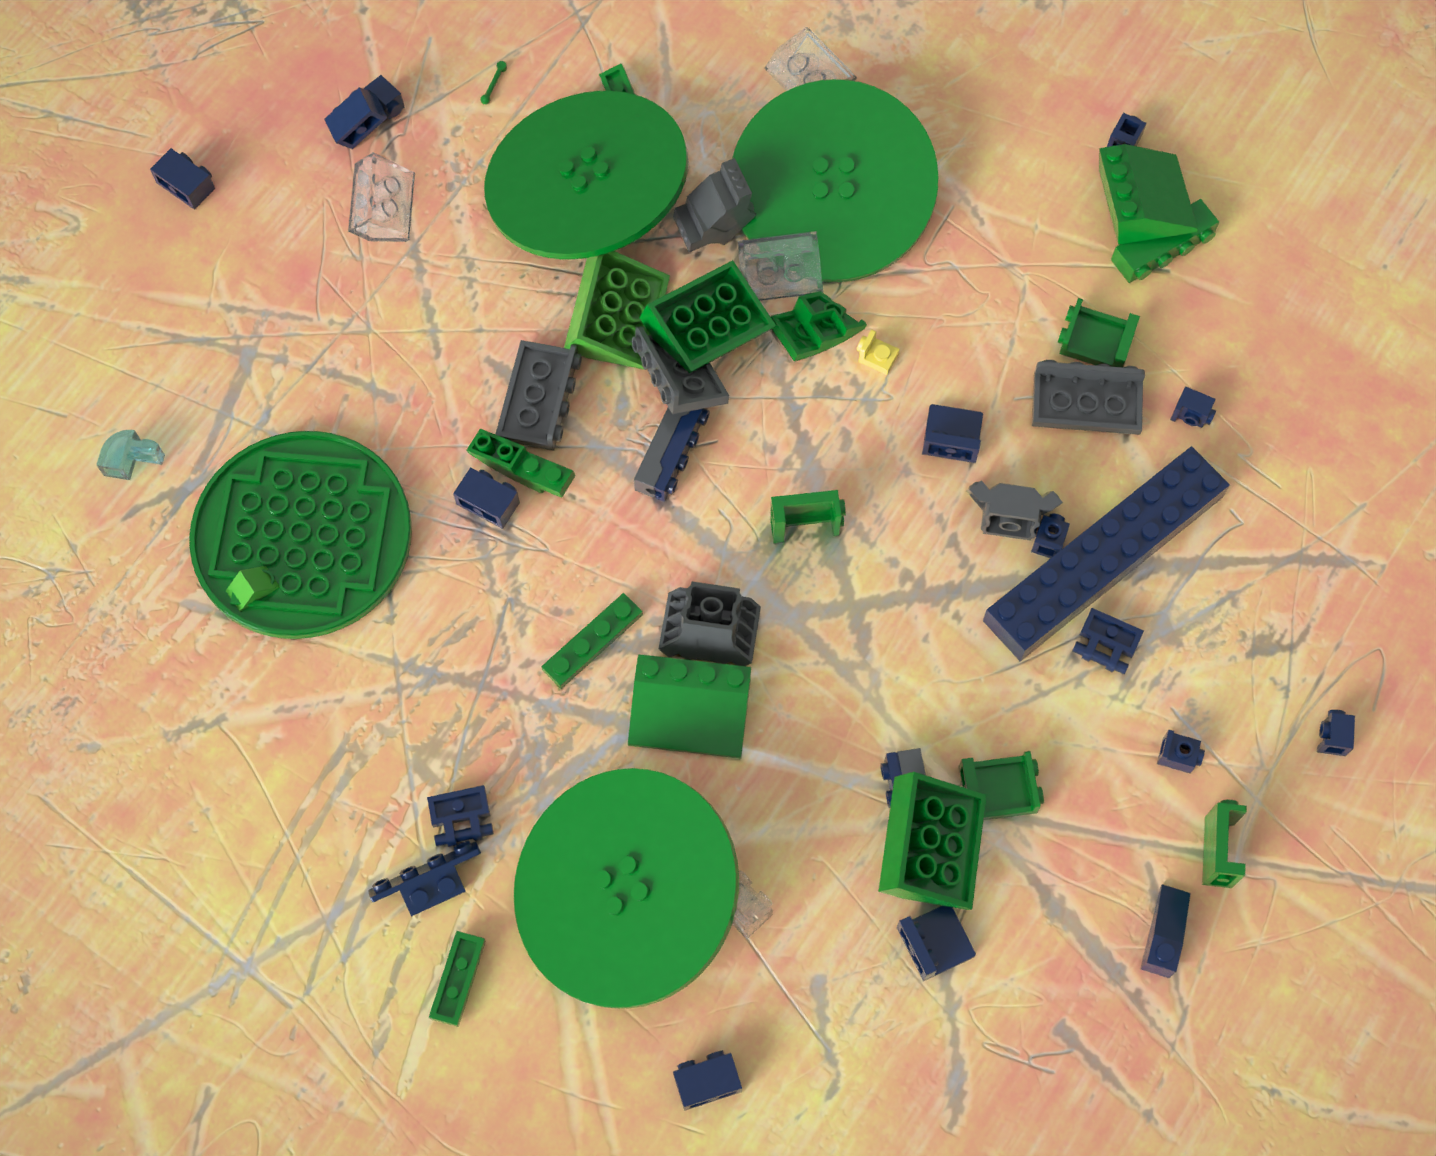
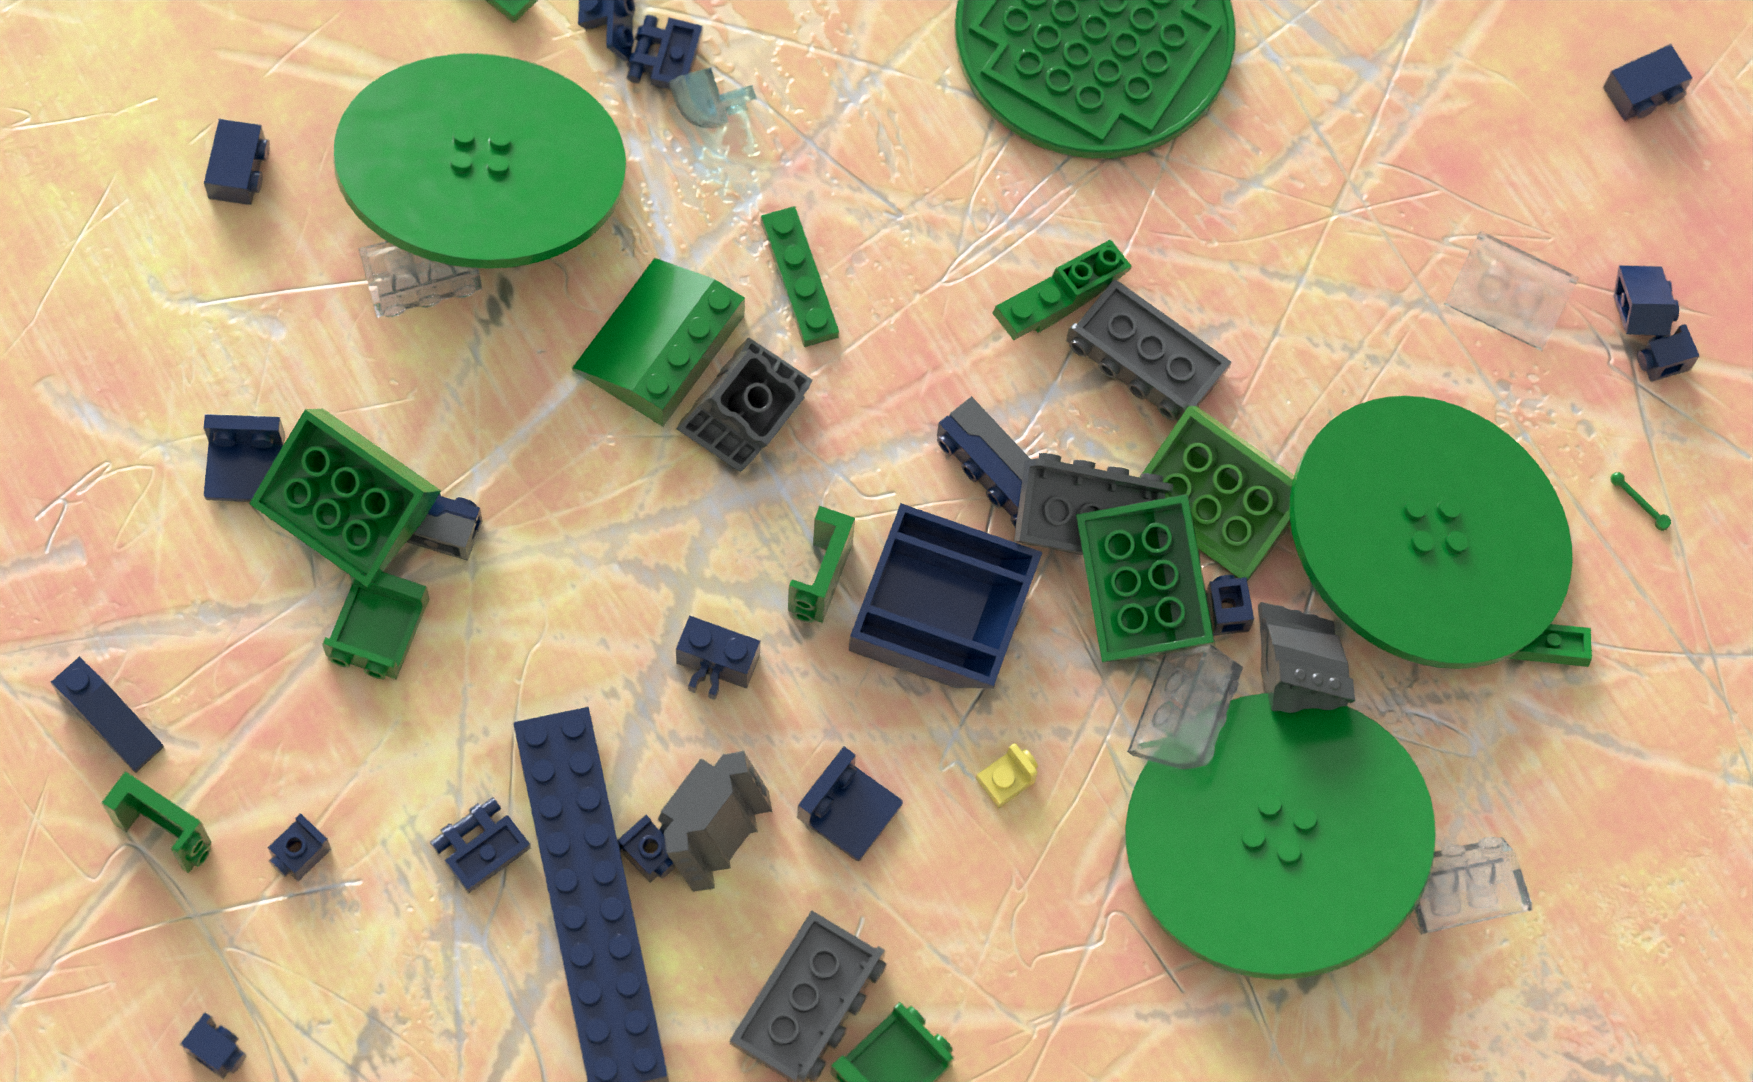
camera: 110 degrees right, 0 degrees up
(487, 497) = (1037, 237): dark blue brick -> none
(489, 762) = (701, 102): none -> clear light blue brick
(693, 267) = (1233, 591): none -> dark blue brick
(787, 433) = (944, 600): none -> dark blue slope
(814, 326) = (1085, 717): green slope -> none
(900, 556) = (716, 653): none -> dark blue brick

